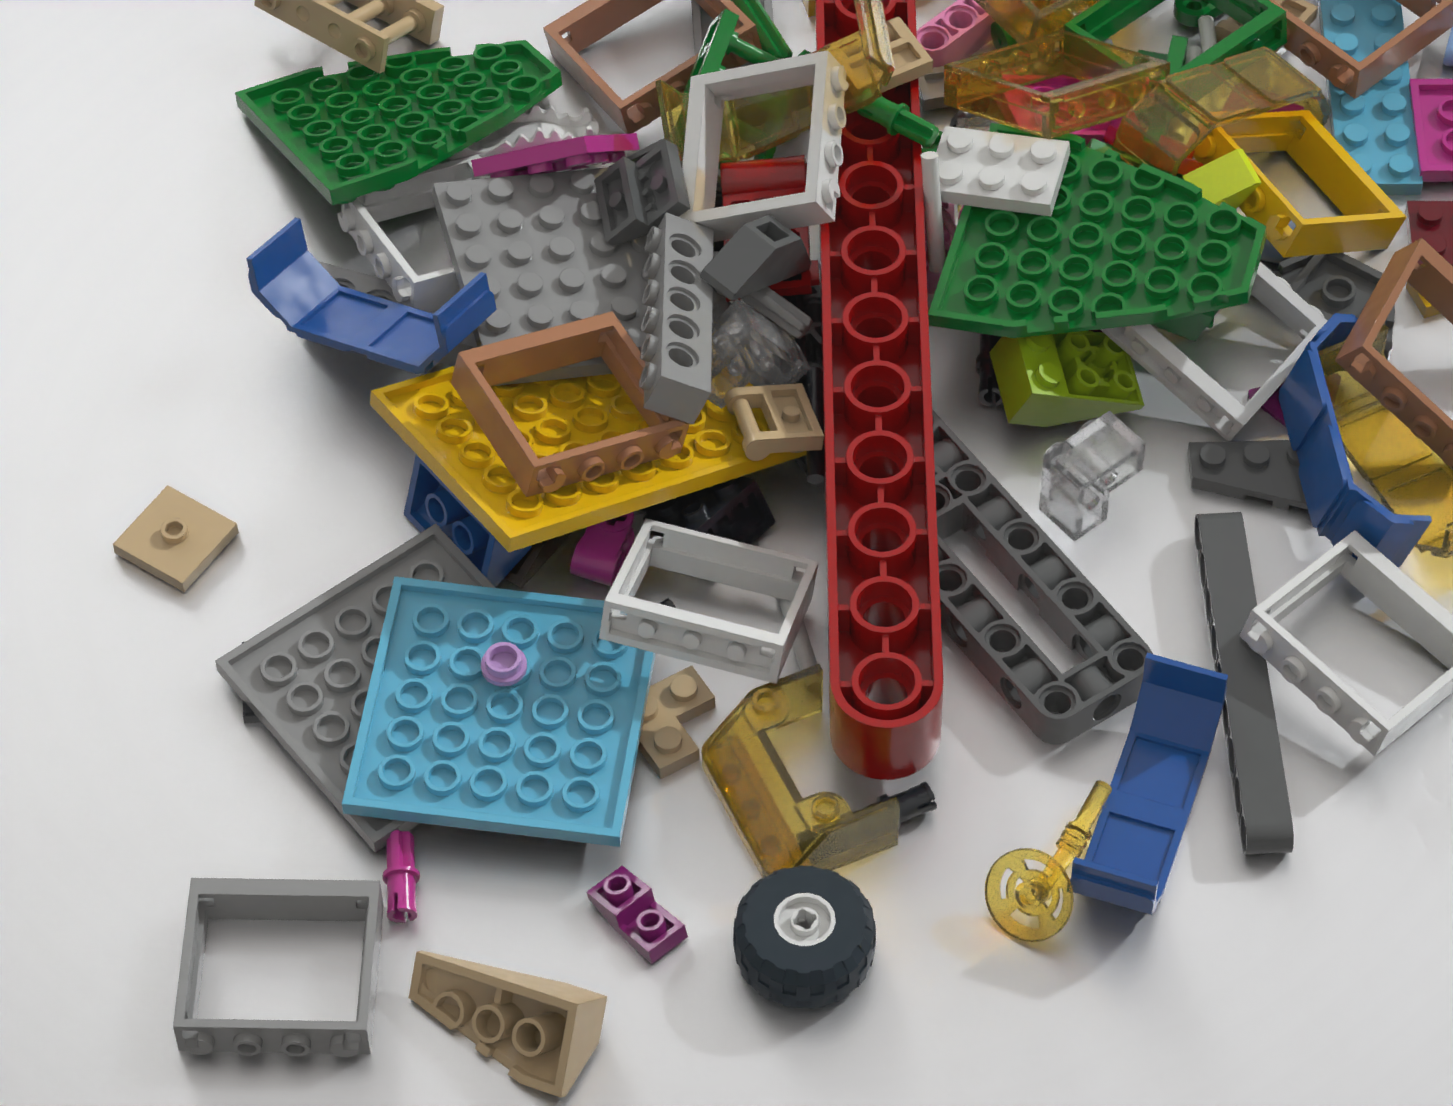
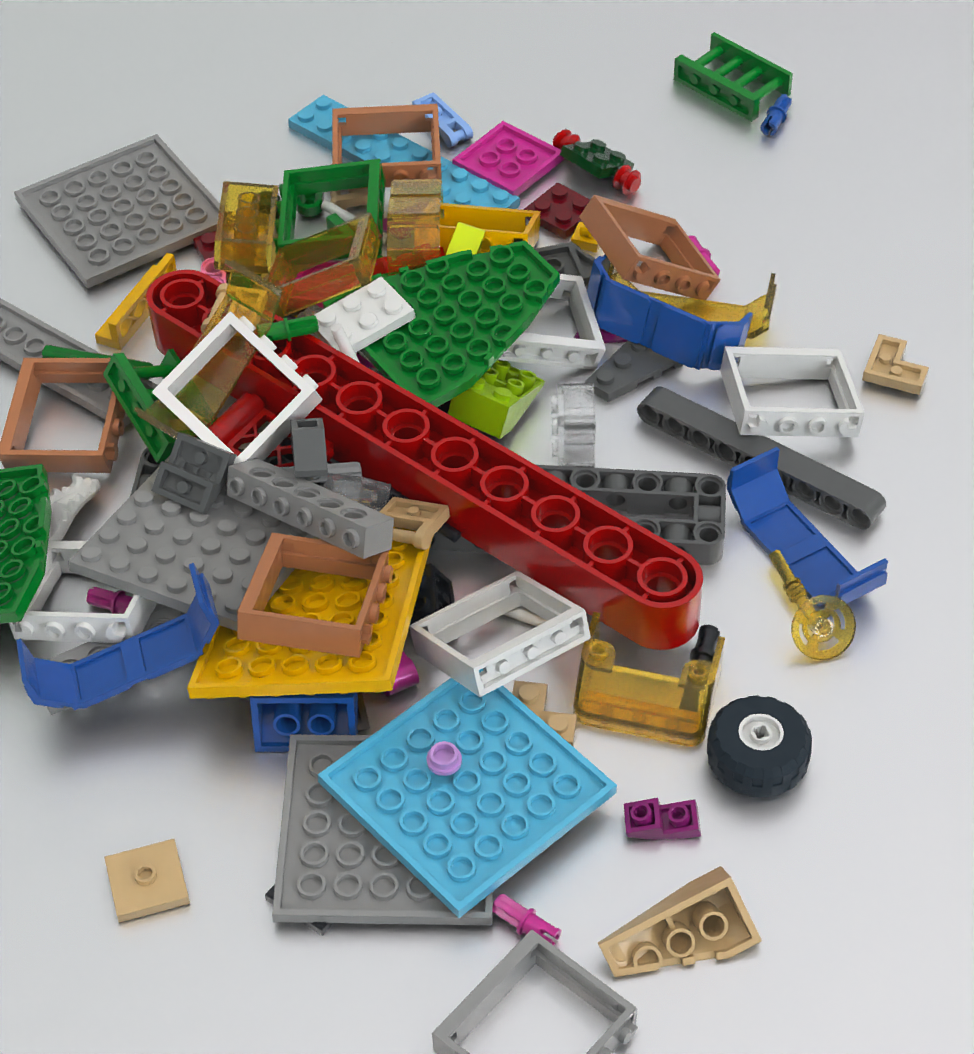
camera: 50 degrees left, 5 degrees down
(558, 156) = (108, 500): dark pink plate -> none

